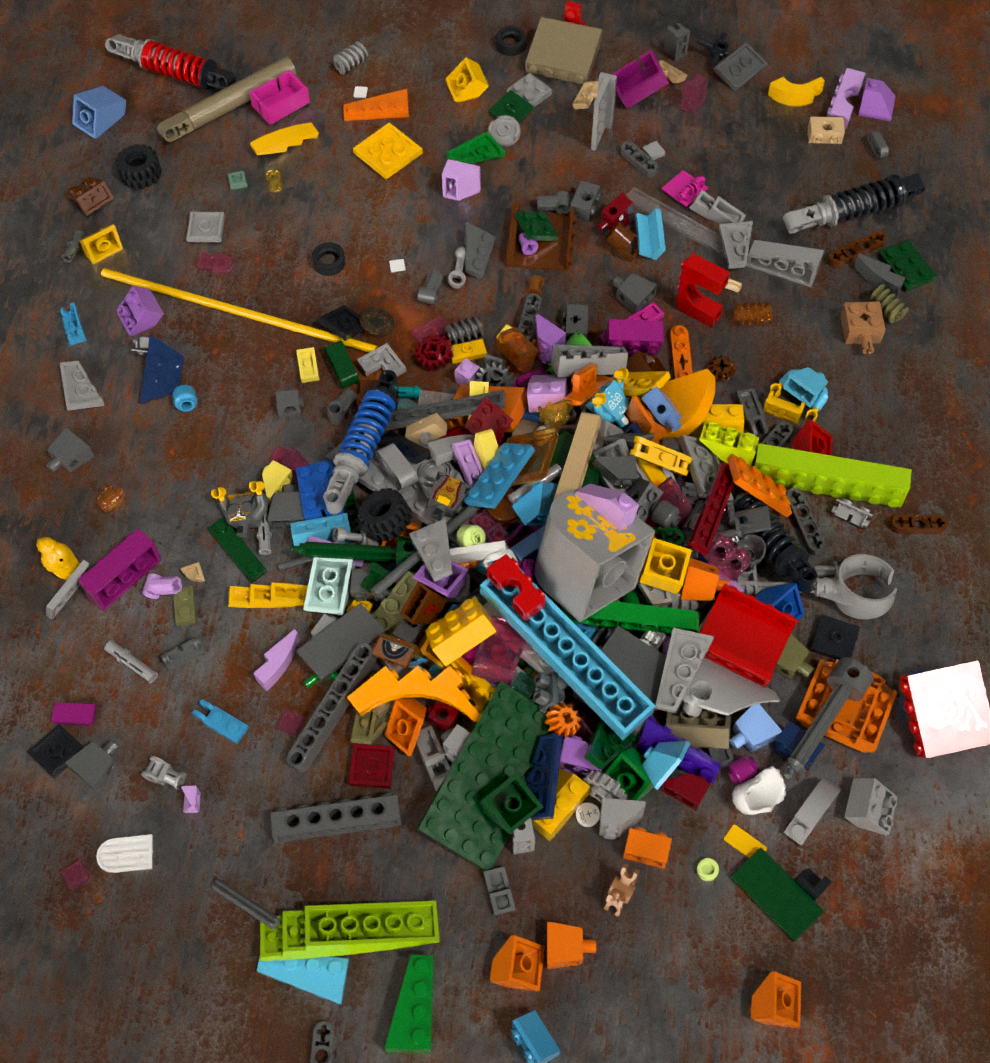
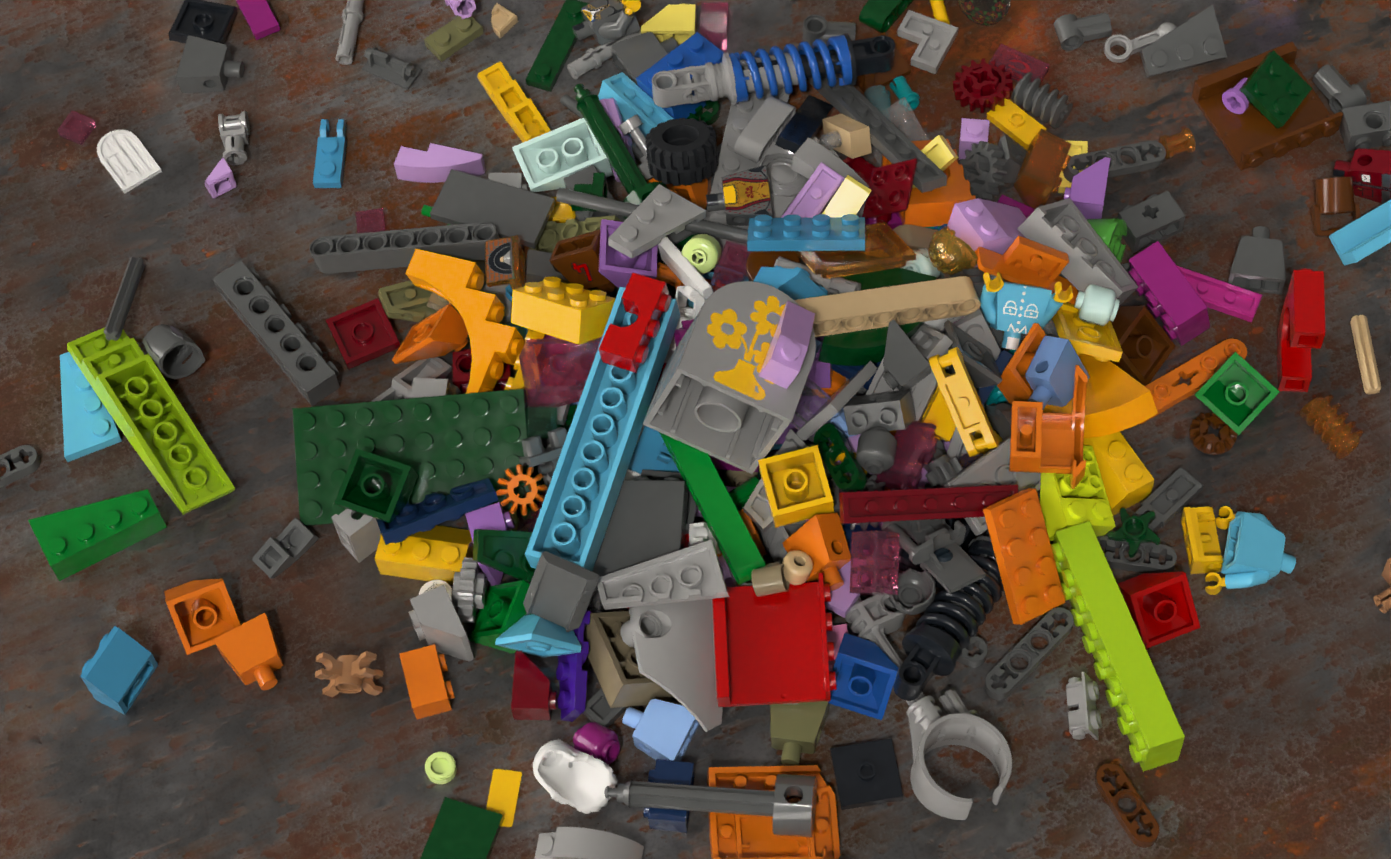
camera: 65 degrees right, 0 degrees up
(303, 890) = (170, 348): none -> dark grey helmet
(632, 364) = (1097, 305): none -> light aqua head
(654, 729) = (560, 591): none -> dark grey slope
(704, 433) = (1050, 440): none -> orange piece
(709, 596) = (797, 567): none -> tan piece
(709, 612) = (769, 579): none -> dark tan axle
(710, 341) = (1237, 393): none -> green slope
(764, 431) = (1135, 531): none -> dark green animal

